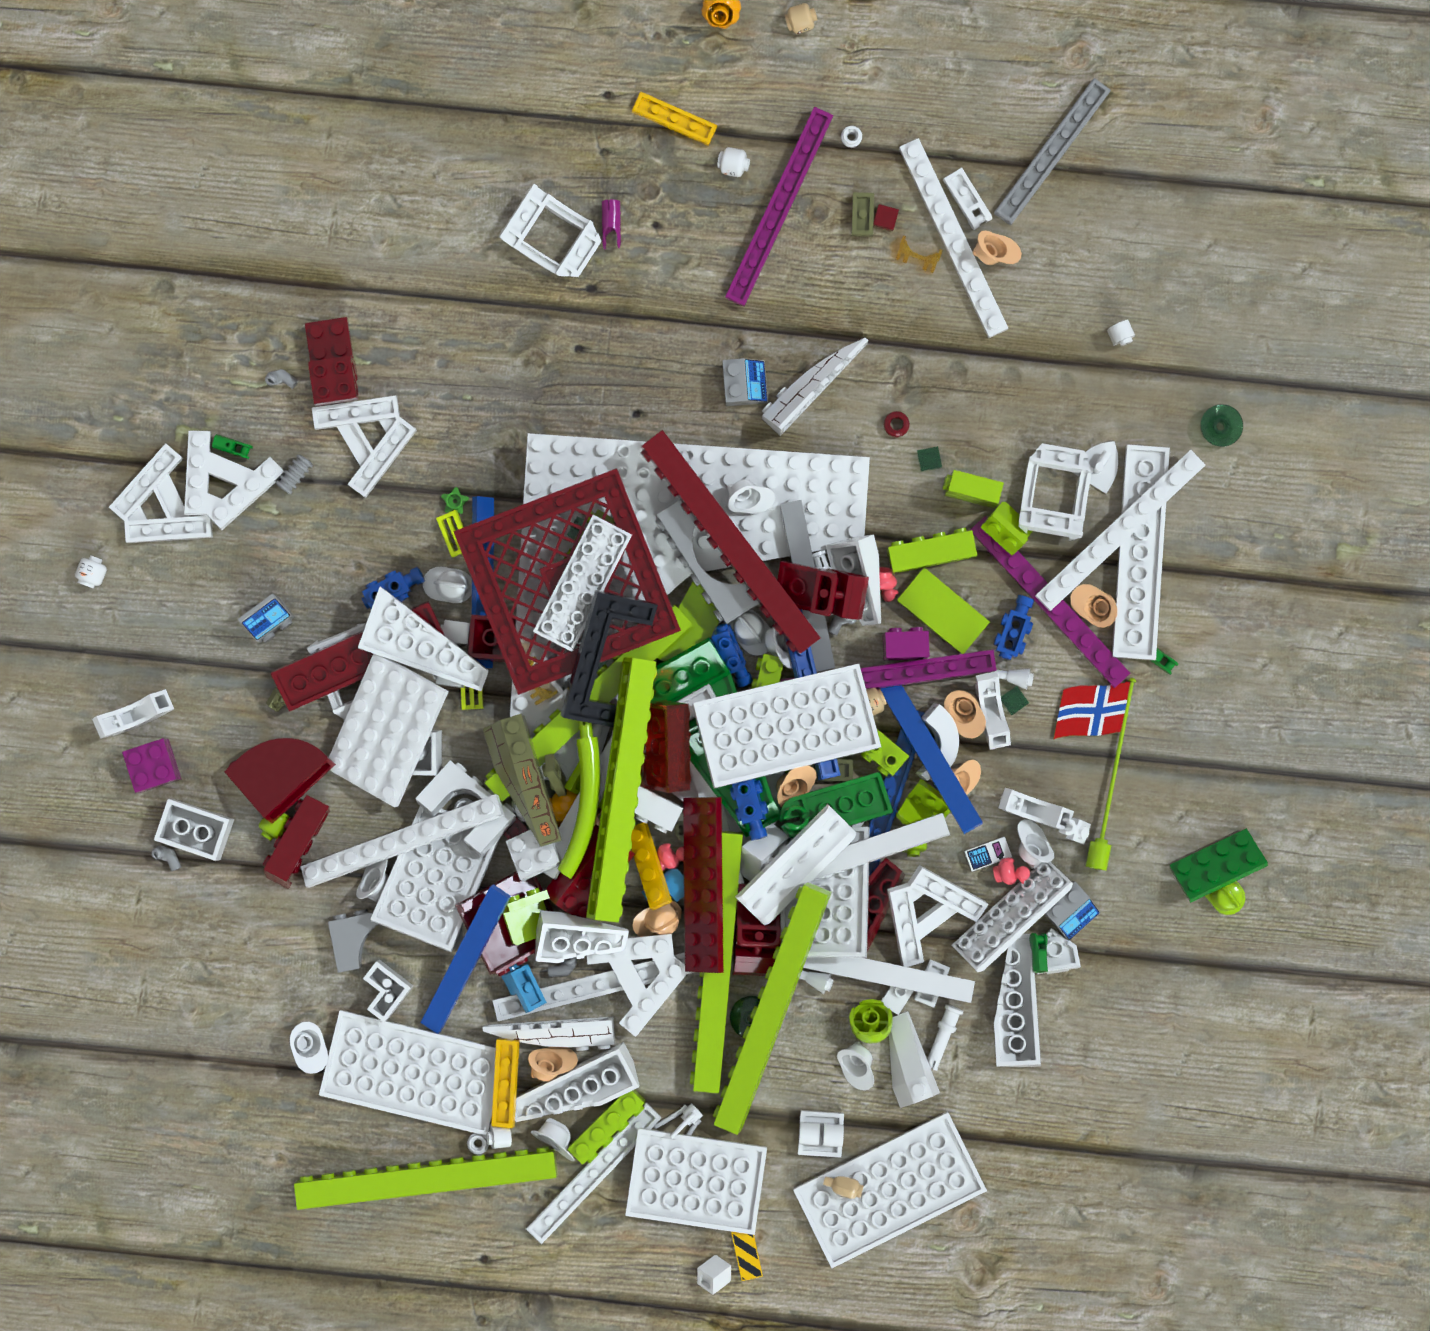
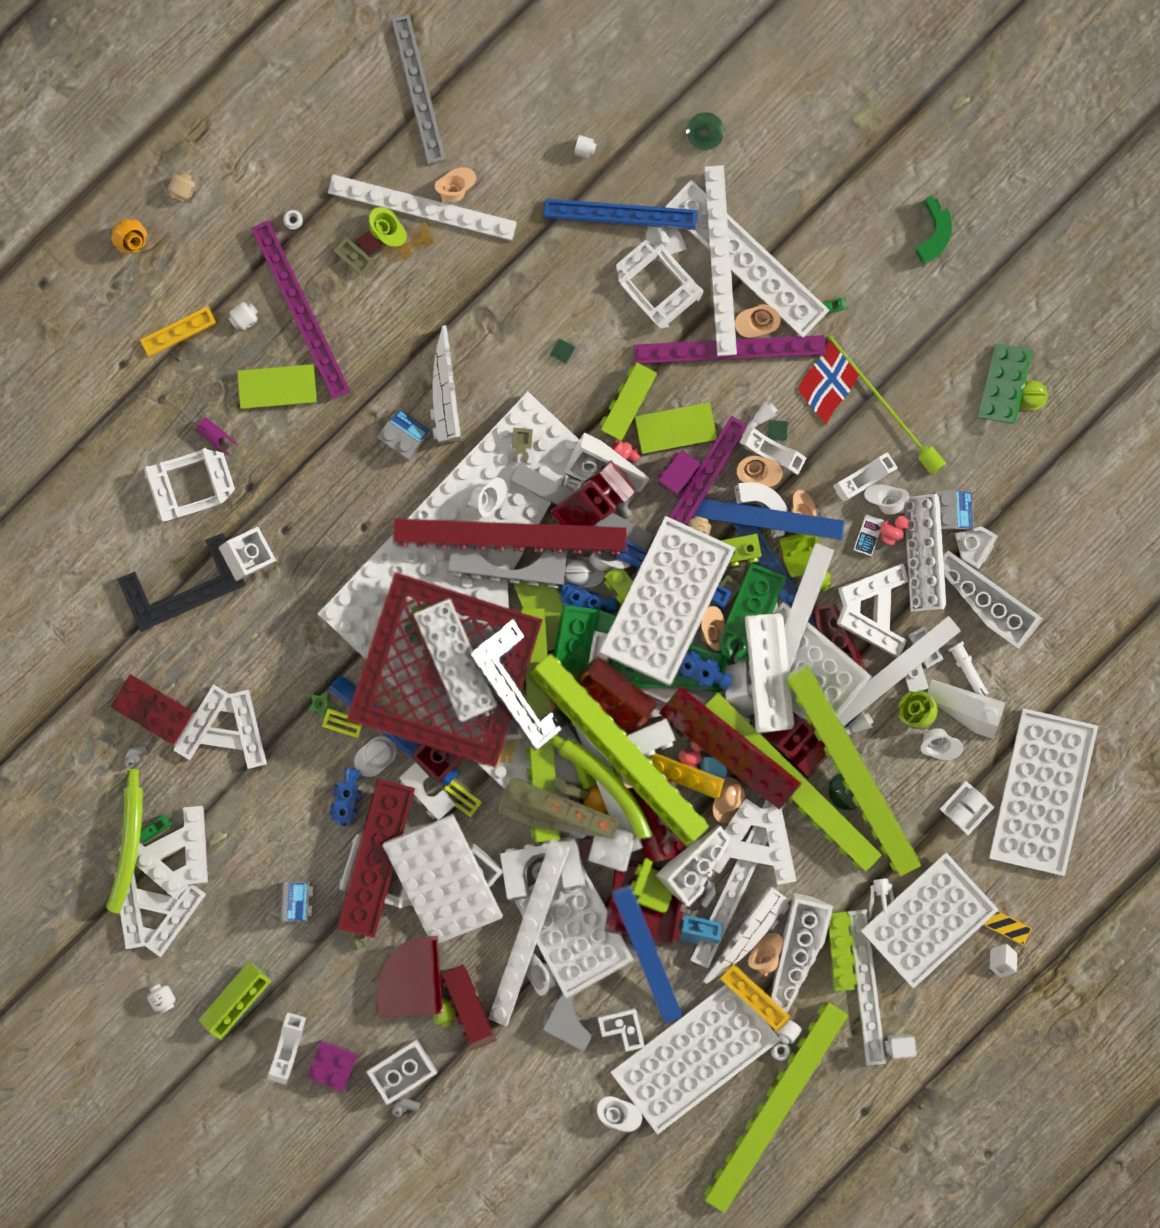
camera: 50 degrees left, 0 degrees up
(139, 635) = (234, 1000): none -> lime brick
(201, 435) = (130, 841): none -> lime animal
(294, 474) = (209, 800): light grey piece -> none
(408, 639) = (392, 813): white wing -> none
(409, 292) = (150, 616): none -> black plate
(531, 331) = (247, 553): none -> white brick
(556, 1136) = (820, 992): white piece -> none
(566, 1245) = (901, 1046): none -> white brick
(696, 240) = (277, 386): none -> lime tile
(822, 487) = (522, 440): none -> olive plate
(844, 1186) = (1016, 820): tan plant -> none
(899, 415) = (525, 347): dark red piece -> none
(911, 220) = (386, 227): none -> lime piece
(967, 198) = (402, 175): white plate -> none
(973, 488) = (608, 338): lime brick -> none
(1004, 529) = (653, 339): lime bracket -> none
(1012, 634) = (730, 394): blue brick -> none
(1039, 956) = (966, 557): green bar -> none
(1076, 830) = (901, 461): white plate -> none
(1089, 411) = (620, 214): none -> blue tile
(1286, 706) = (932, 248): none -> green arch

